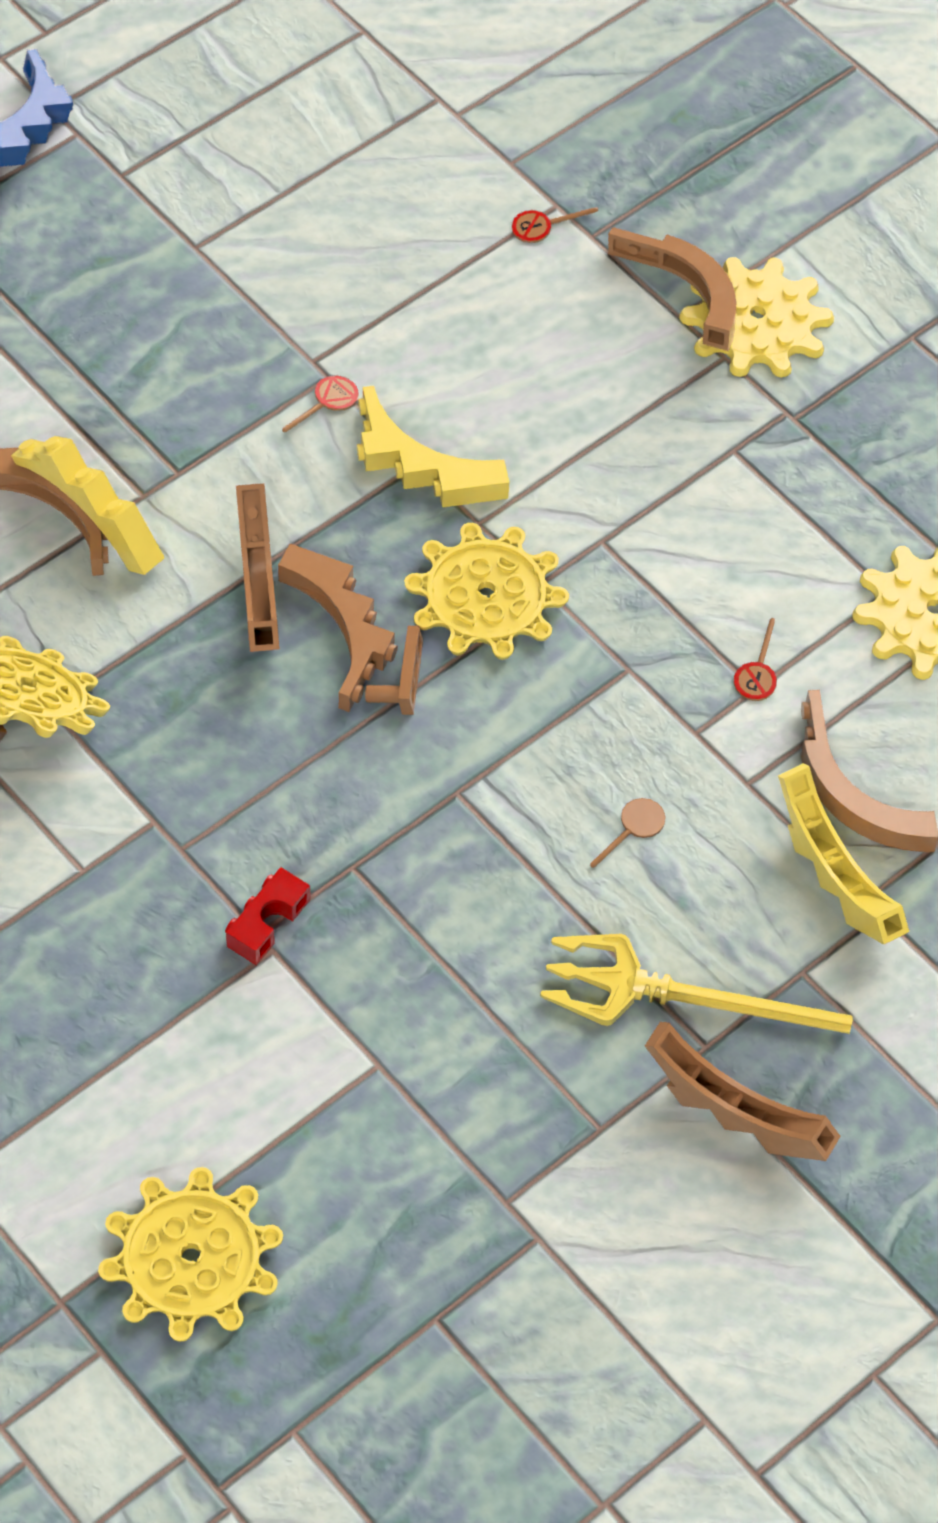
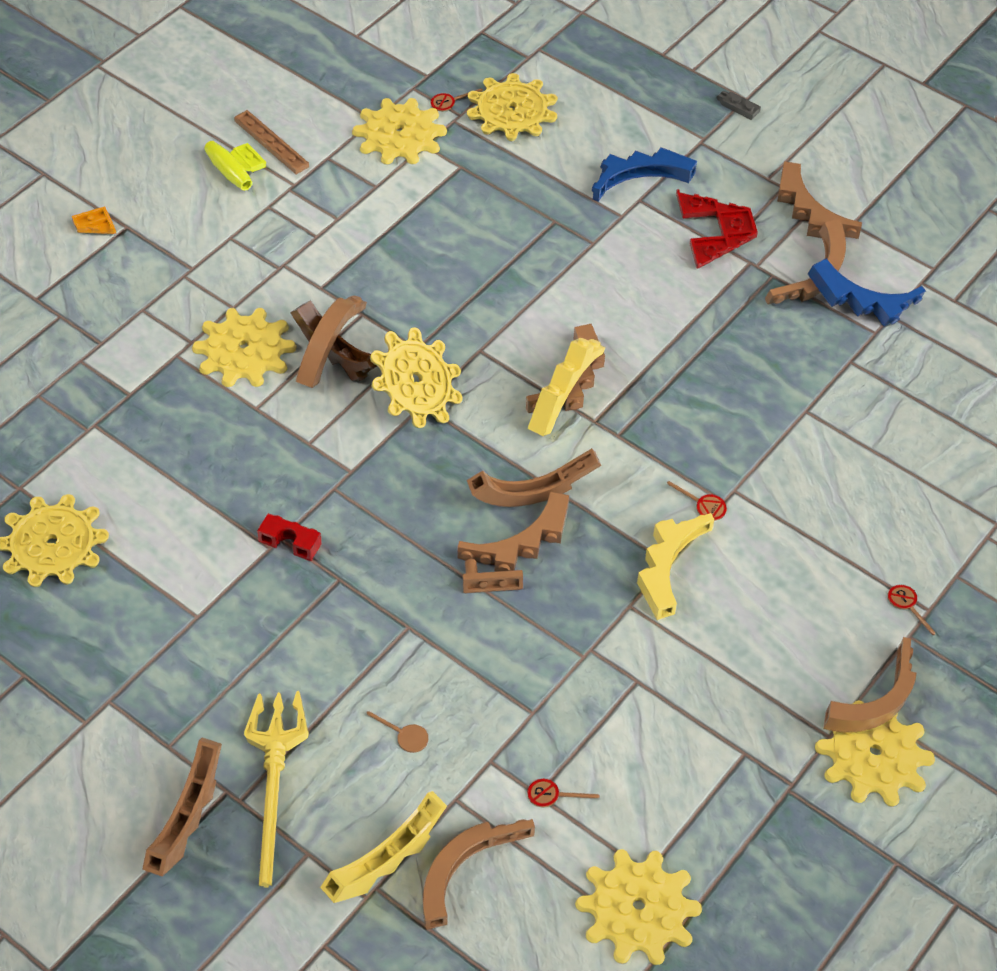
camera: 80 degrees right, 5 degrees down
(493, 564) = (563, 596): light yellow plate -> none

